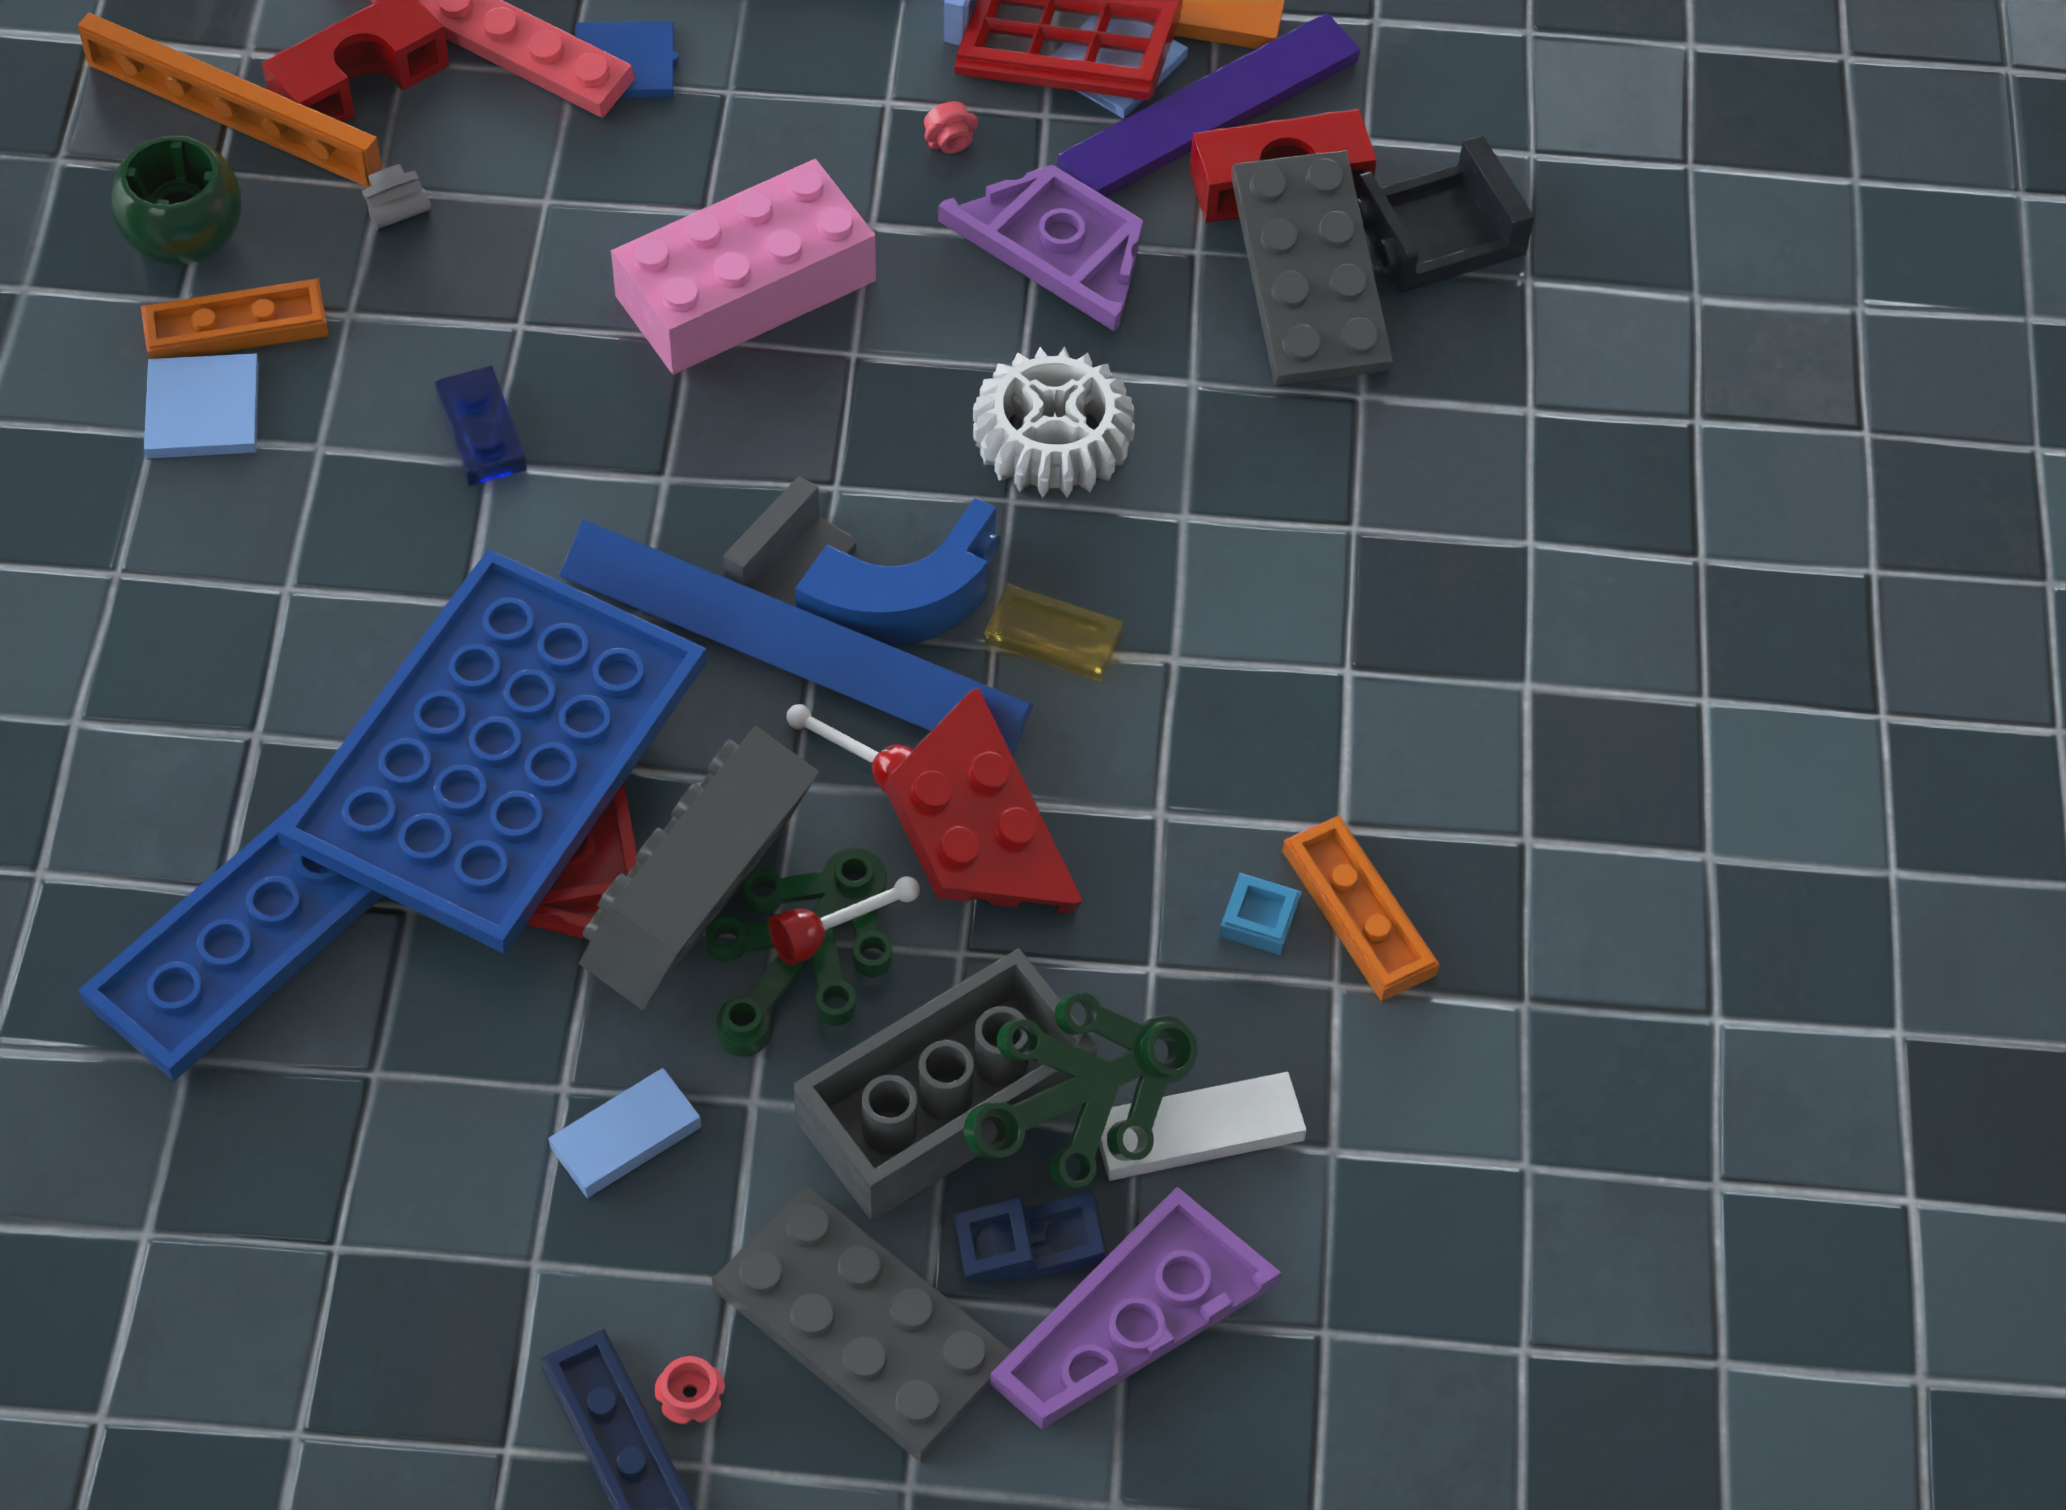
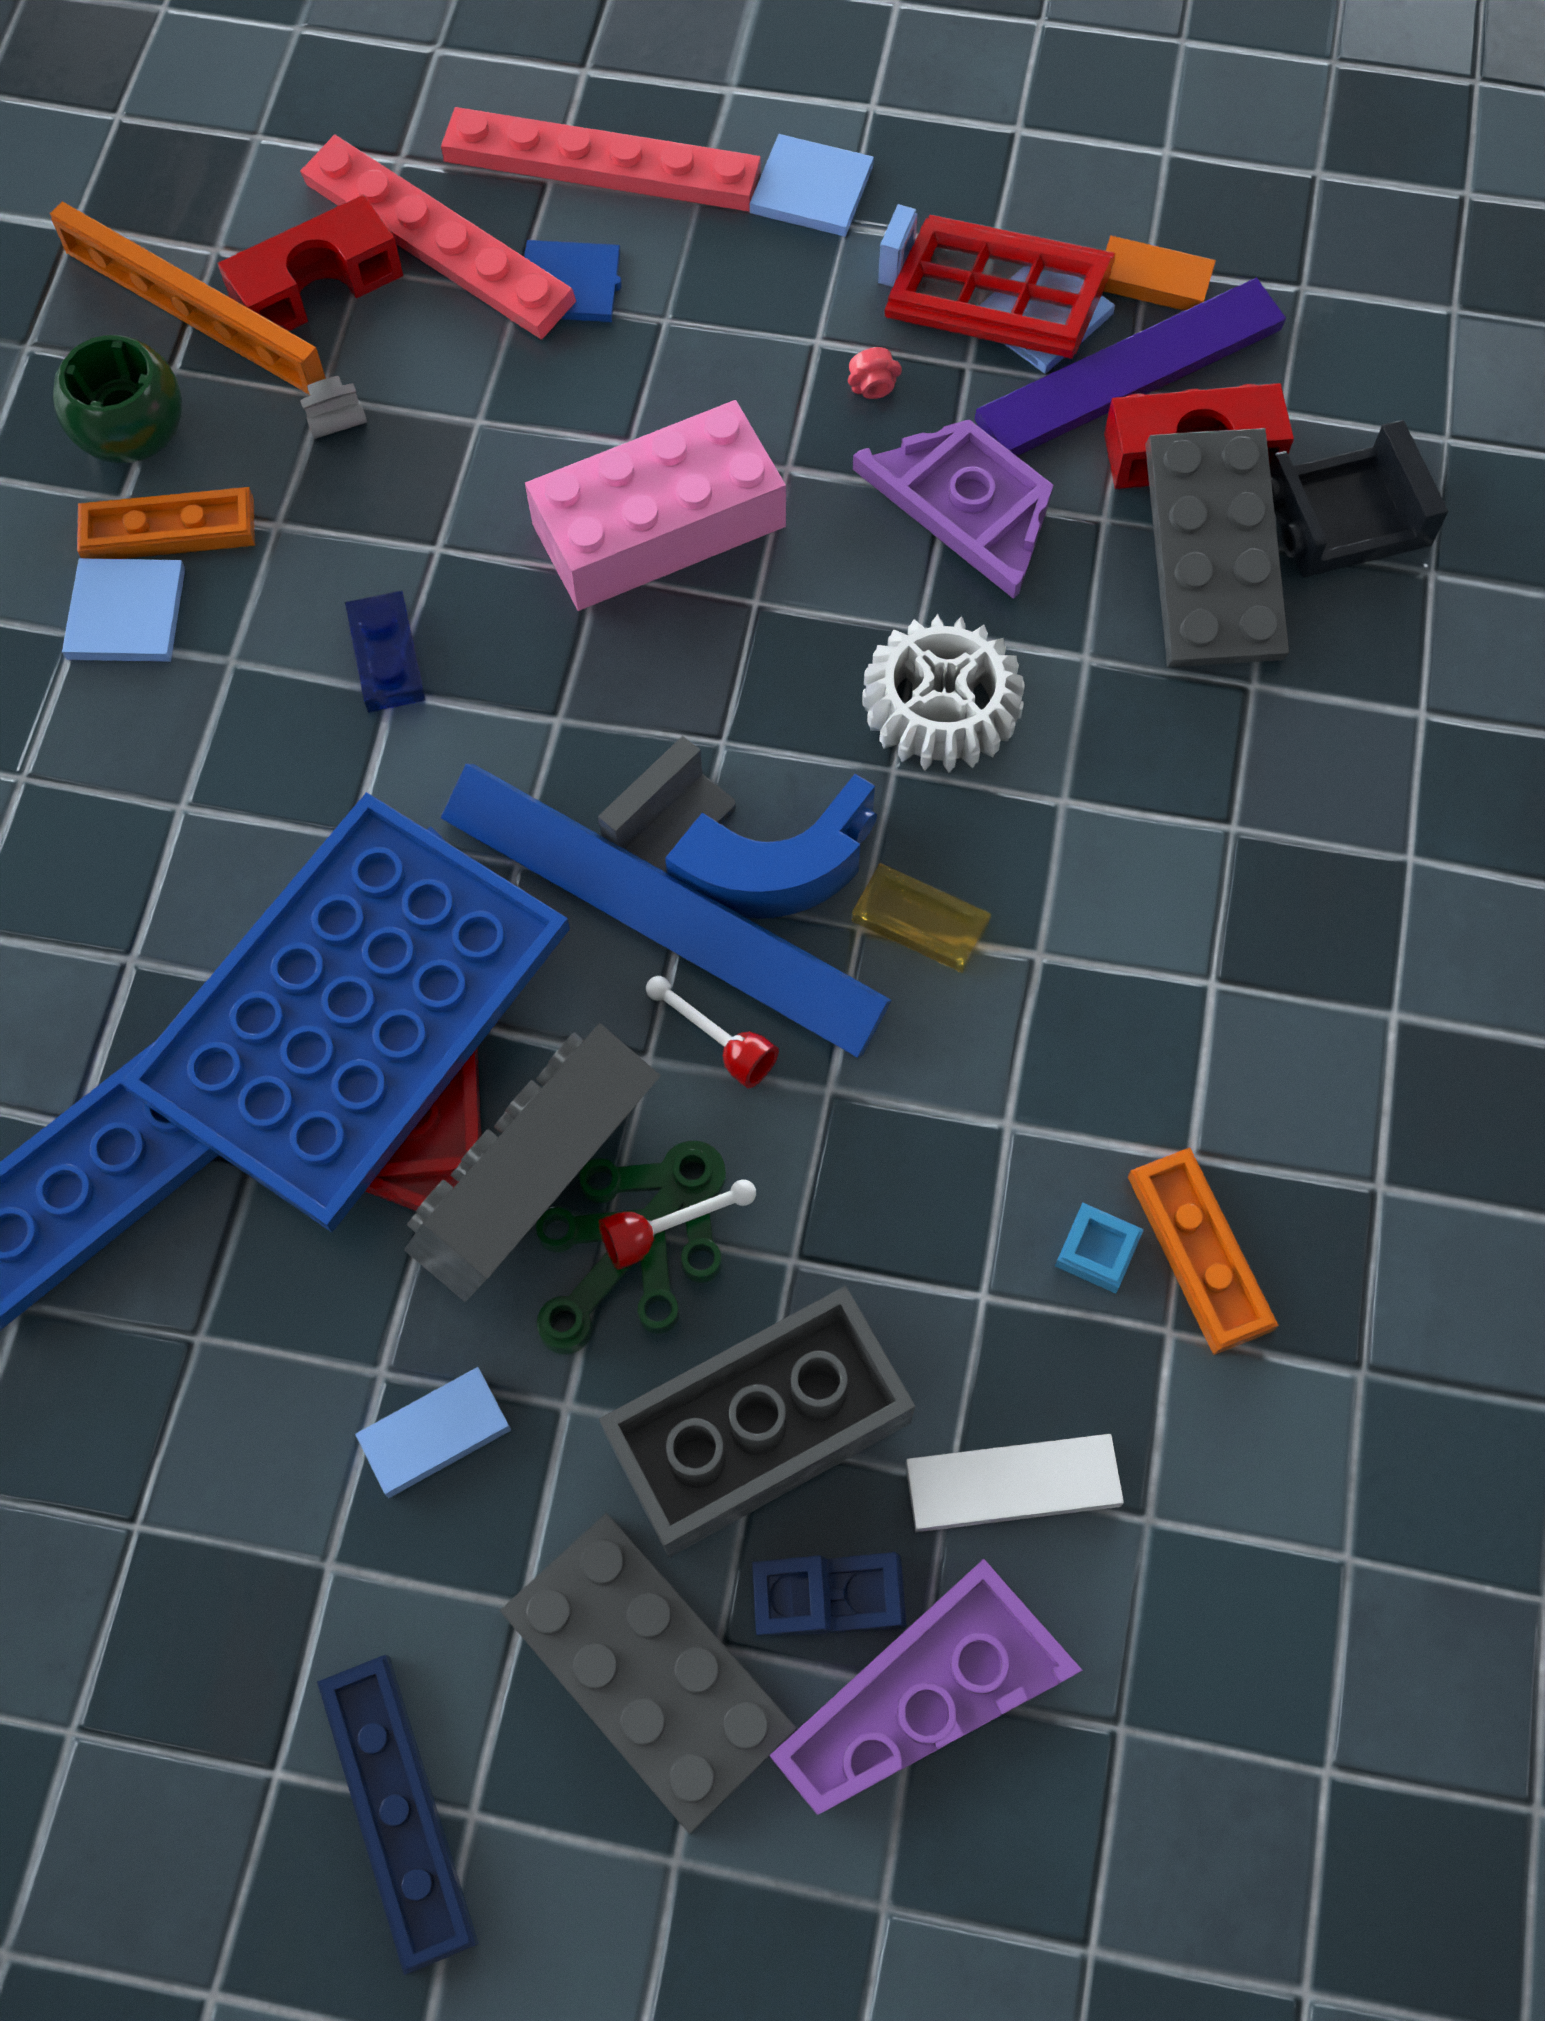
camera: 10 degrees right, 10 degrees up
(686, 1373) = (443, 1731): coral plate -> none
(977, 817) = (821, 1121): red wing -> none
(1092, 1084) = (904, 1451): dark green plant -> none

